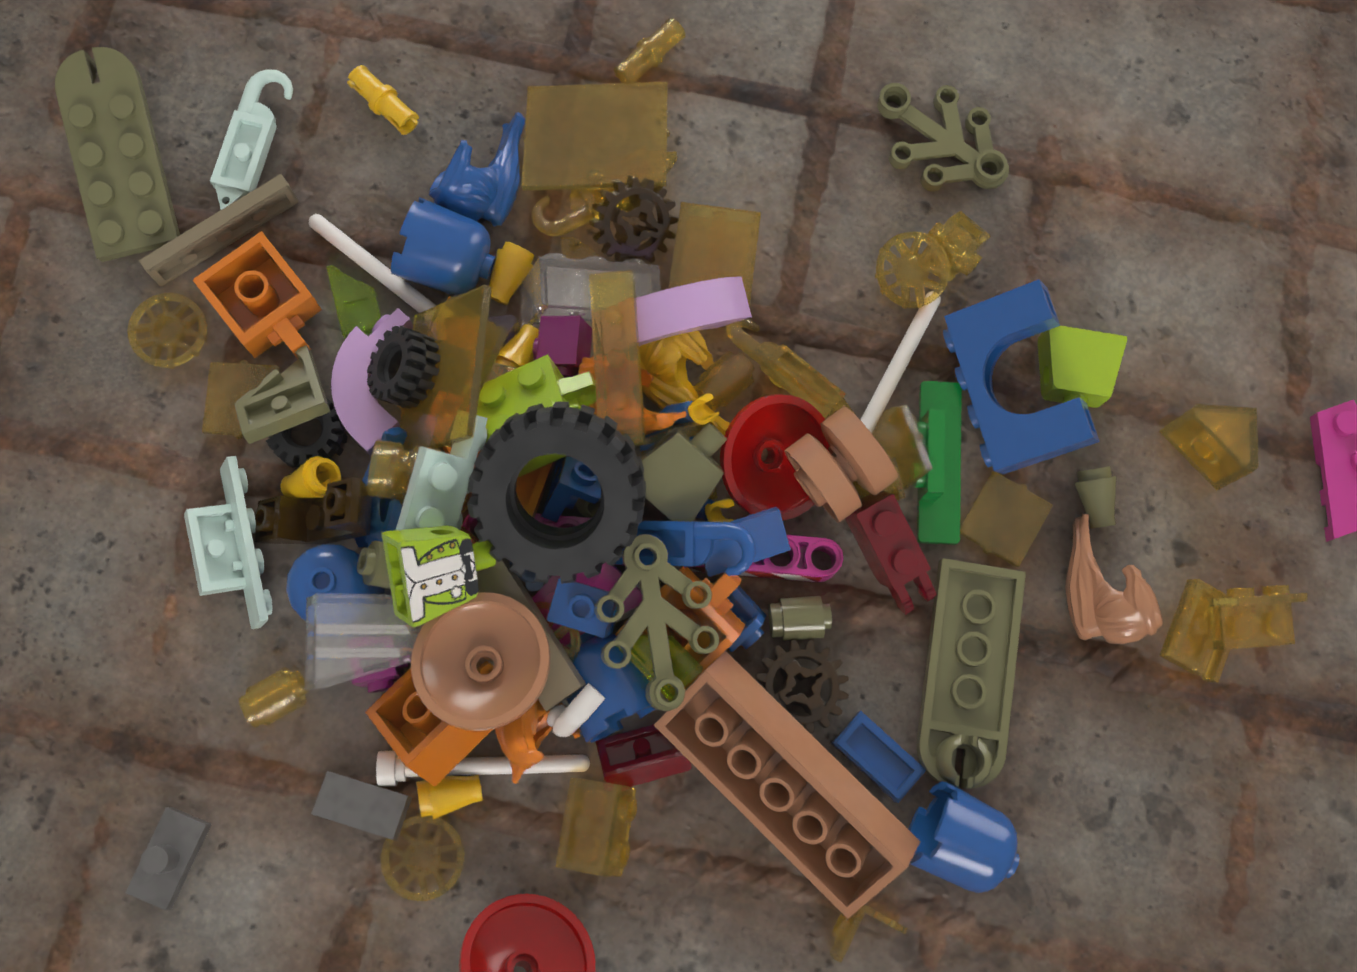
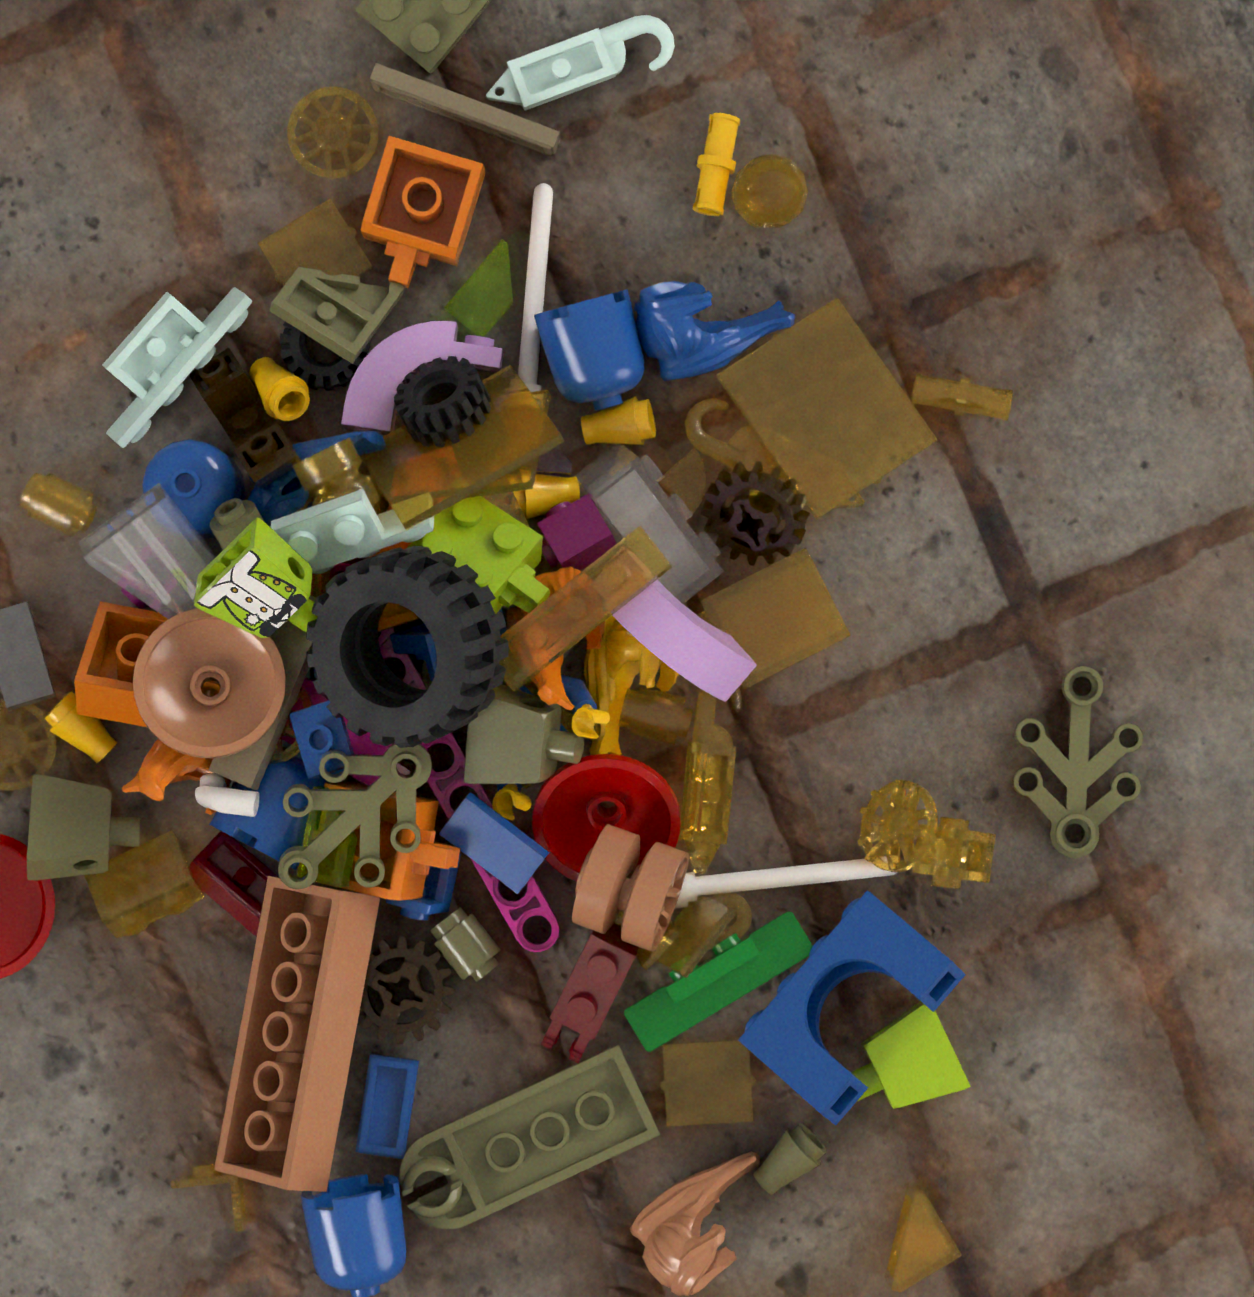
camera: 60 degrees right, 10 degrees up
(392, 770) = (66, 661): white piece -> none
(426, 75) = (769, 191): none -> clear yellow hair
(518, 850) = (73, 829): none -> olive torso
(693, 542) = (454, 798): blue plate -> none

